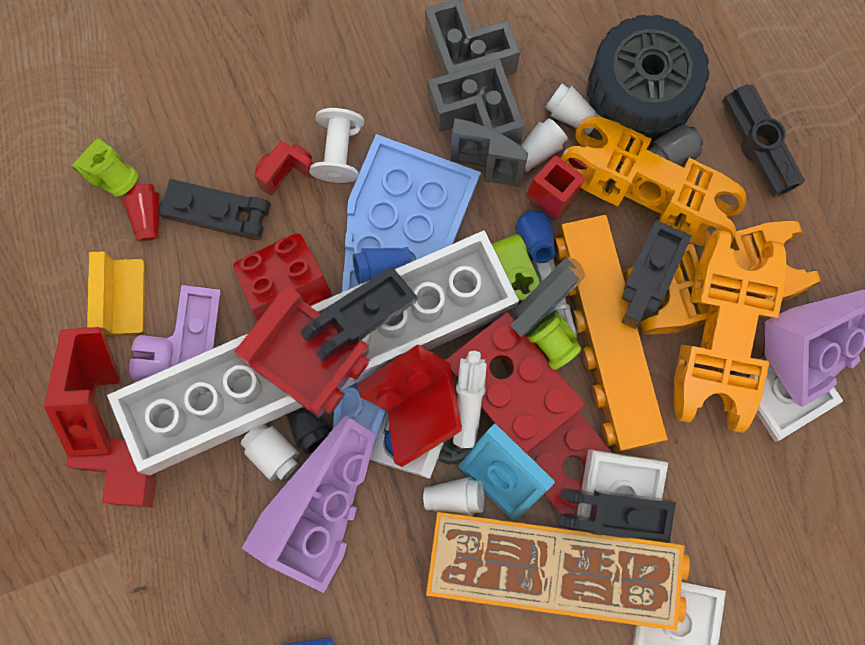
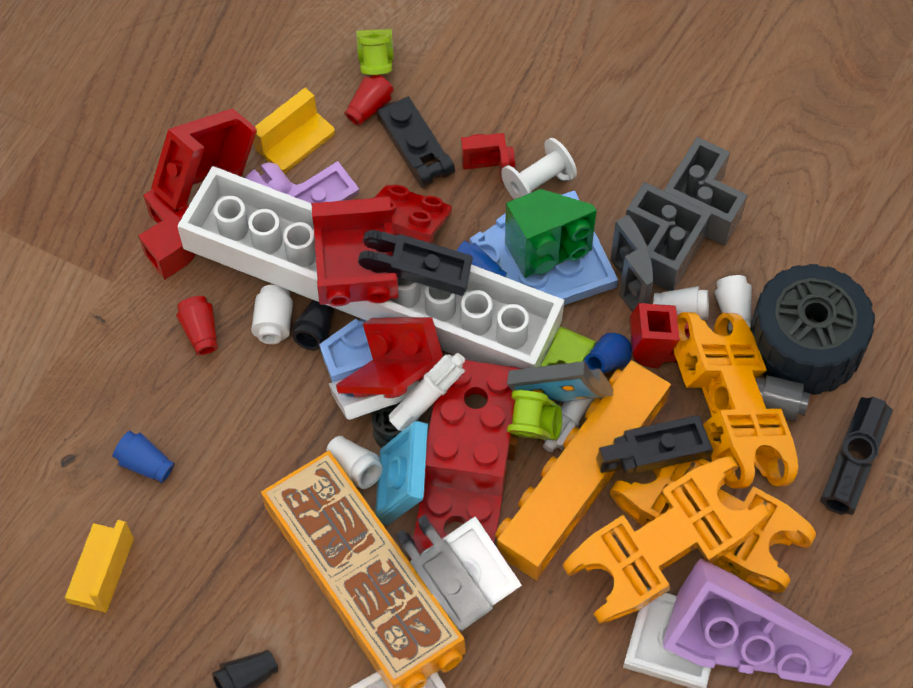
camera: 50 degrees right, 15 degrees down
(224, 517) = (198, 323): none -> red cone
(308, 518) = (250, 375): lavender wedge -> none
(405, 188) = (548, 230): none -> green slope

